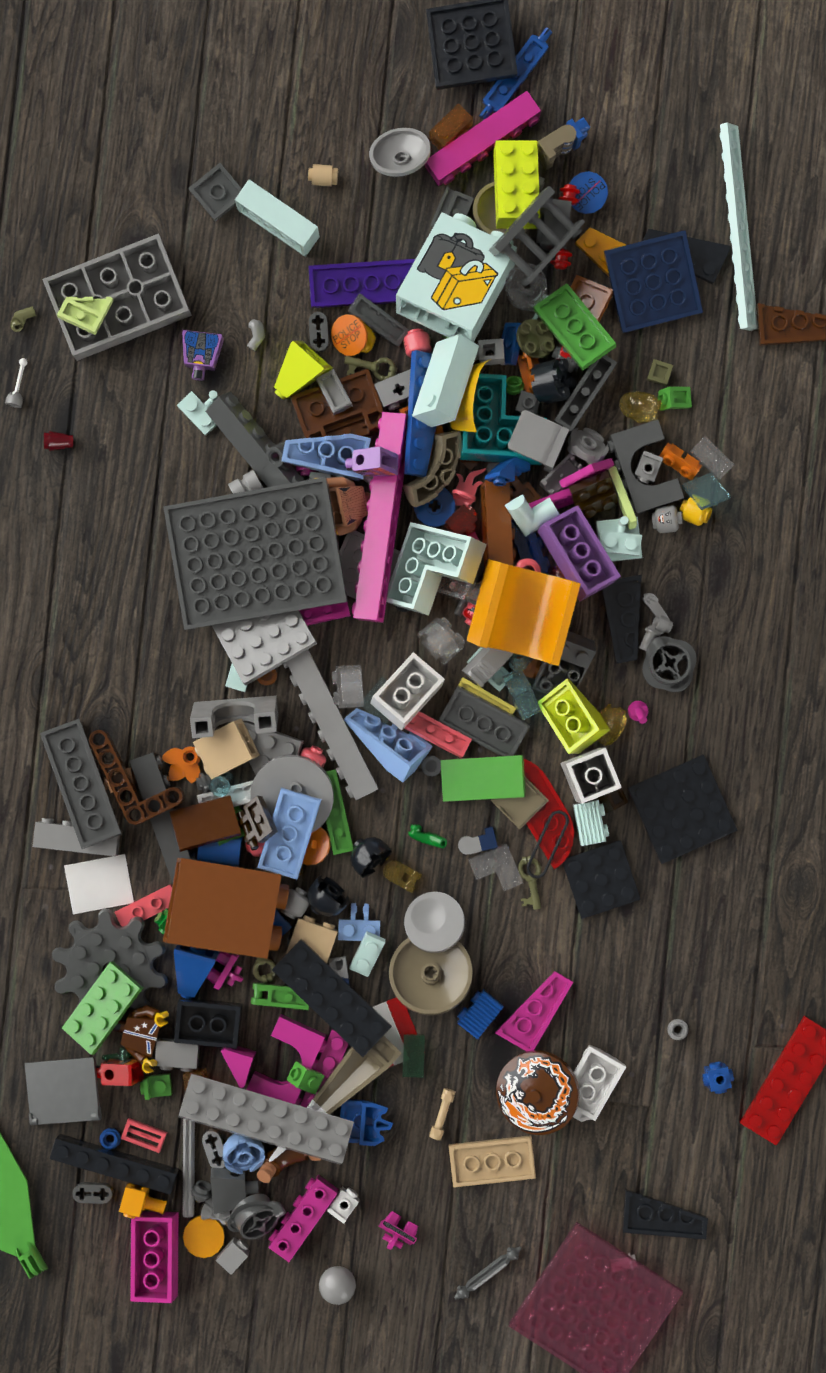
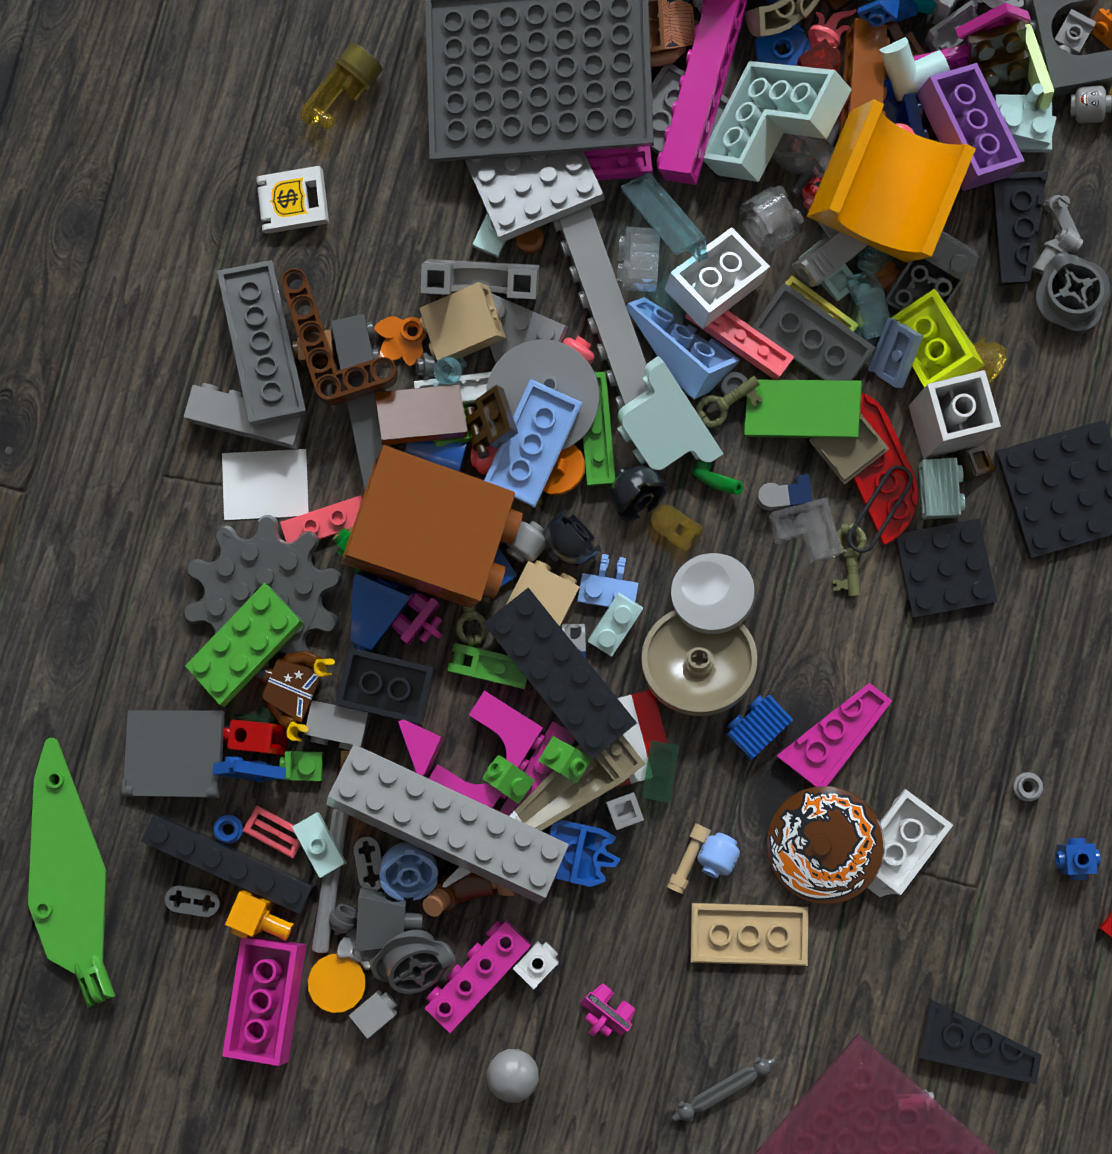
camera: 10 degrees right, 5 degrees down
(83, 671) = (286, 199): none -> white container
(116, 563) = (352, 73): none -> clear yellow piece
(124, 1096) = (253, 770): none -> blue plate
(177, 1142) = (319, 845): none -> light aqua plate
(343, 1058) = (565, 759): none -> bright green bracket
(362, 653) = (666, 217): none -> clear light blue panel
(383, 804) = (665, 422): none -> light aqua brick
(391, 1088) = (625, 811): none -> light grey brick
(441, 769) = (724, 402): none -> olive piece
(462, 1109) = (718, 855): none -> light blue head
(544, 729) = (895, 353): none -> sand blue plate
(638, 711) = (1022, 351): dark pink plate -> none

